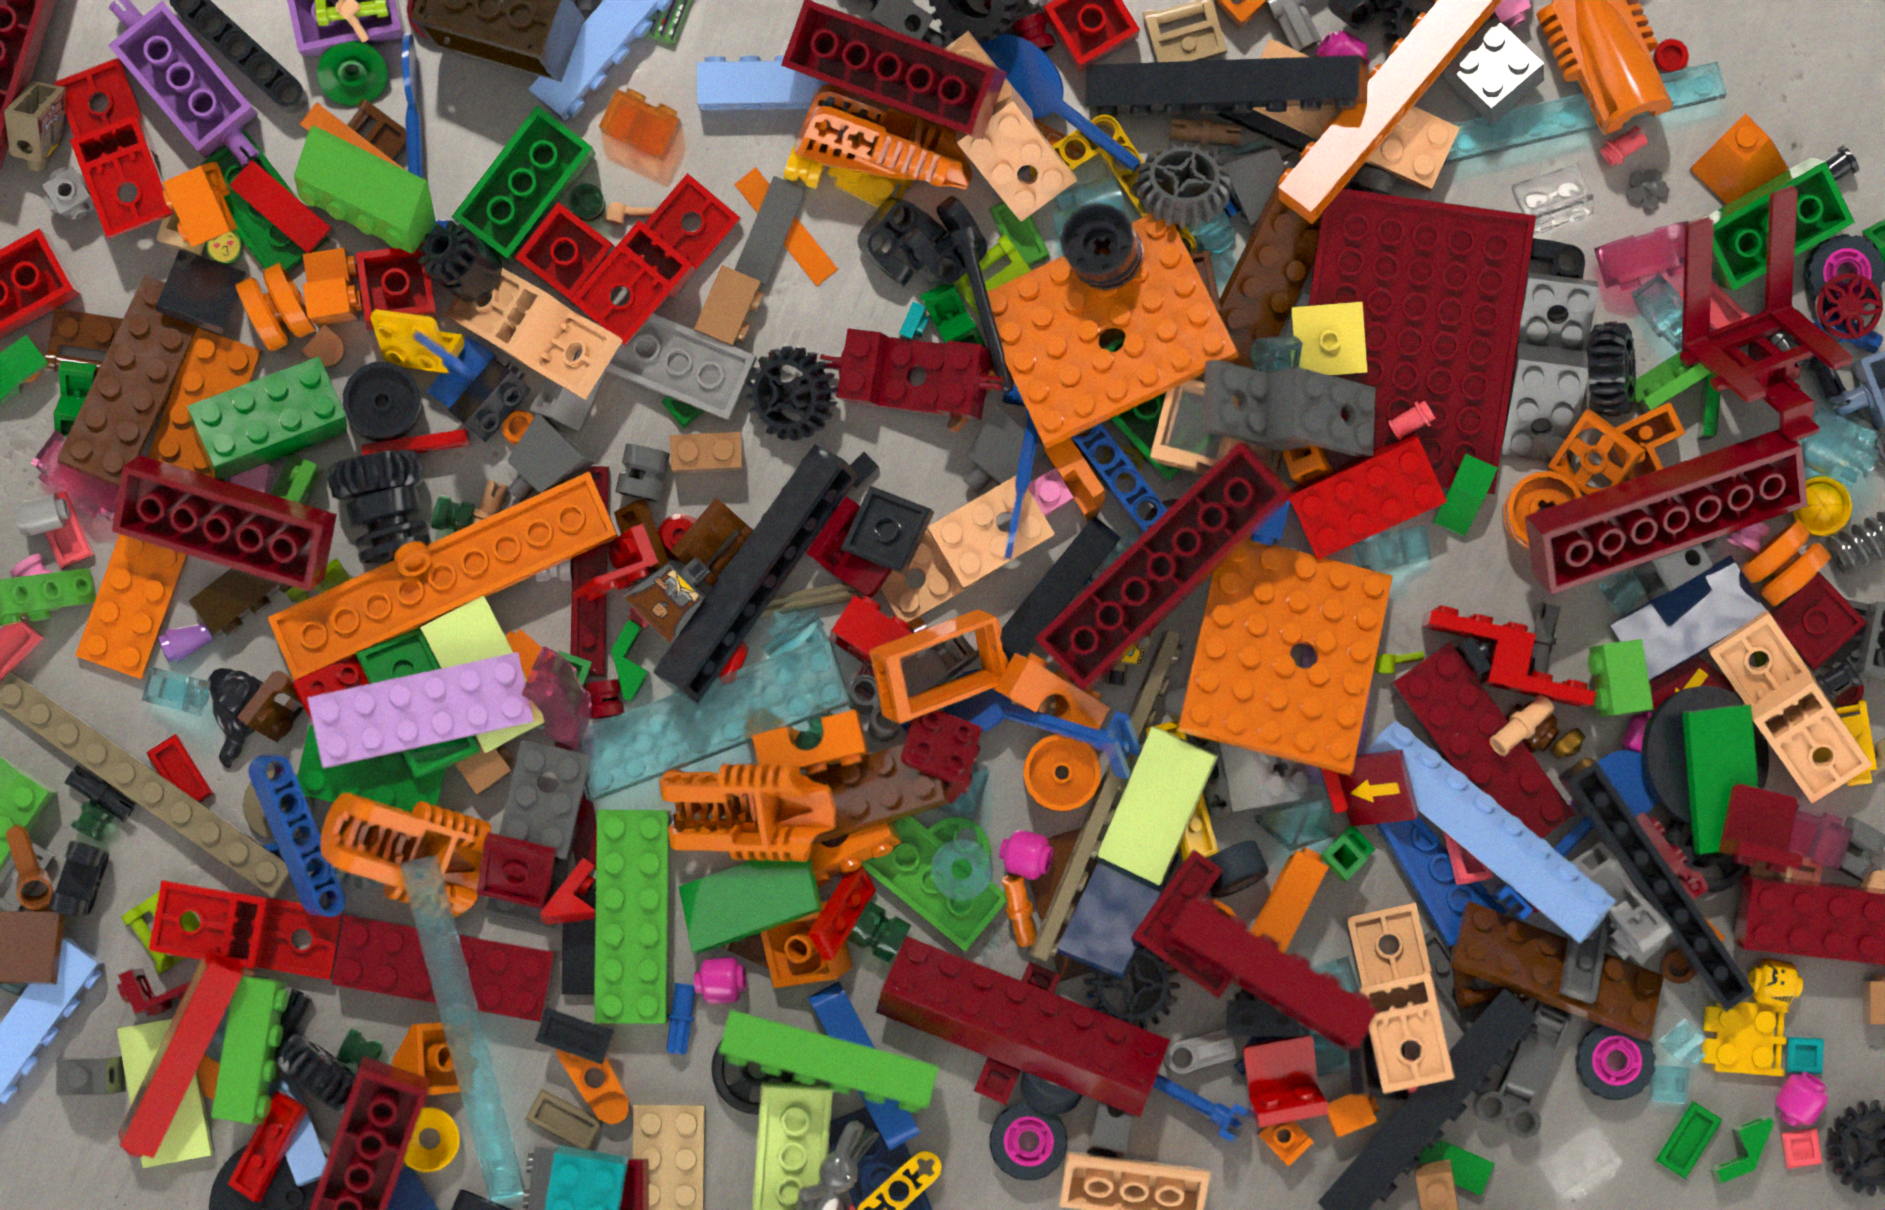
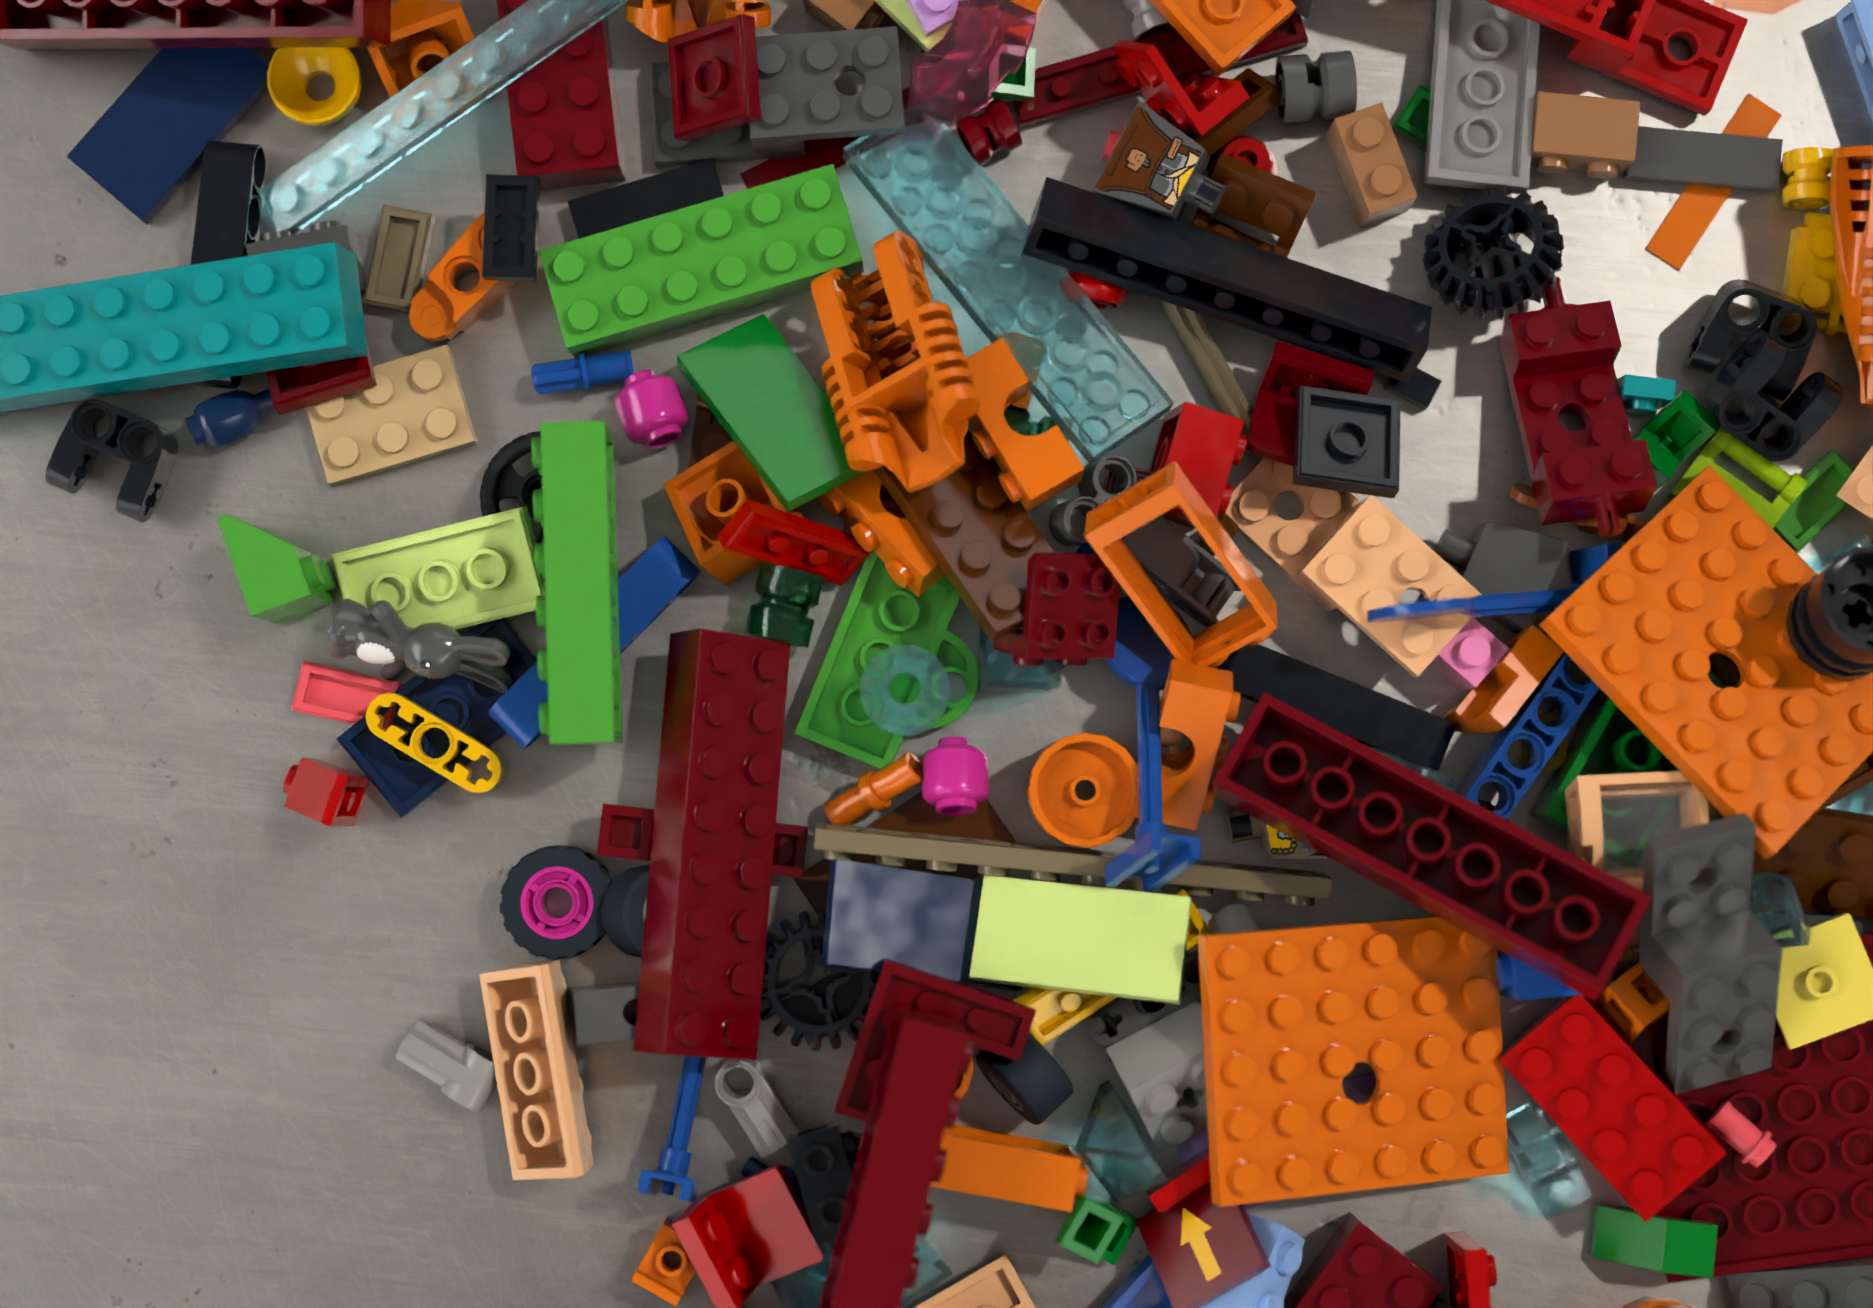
camera: 70 degrees right, 0 degrees up
(565, 904) = (689, 159): red slope -> none
(629, 674) = (1030, 157): green slope -> none
(792, 631) = (1170, 375): clear light blue hips -> none
(966, 243) = (1791, 423): black piece -> none
(1386, 662) = (1383, 1202): lime hand -> none

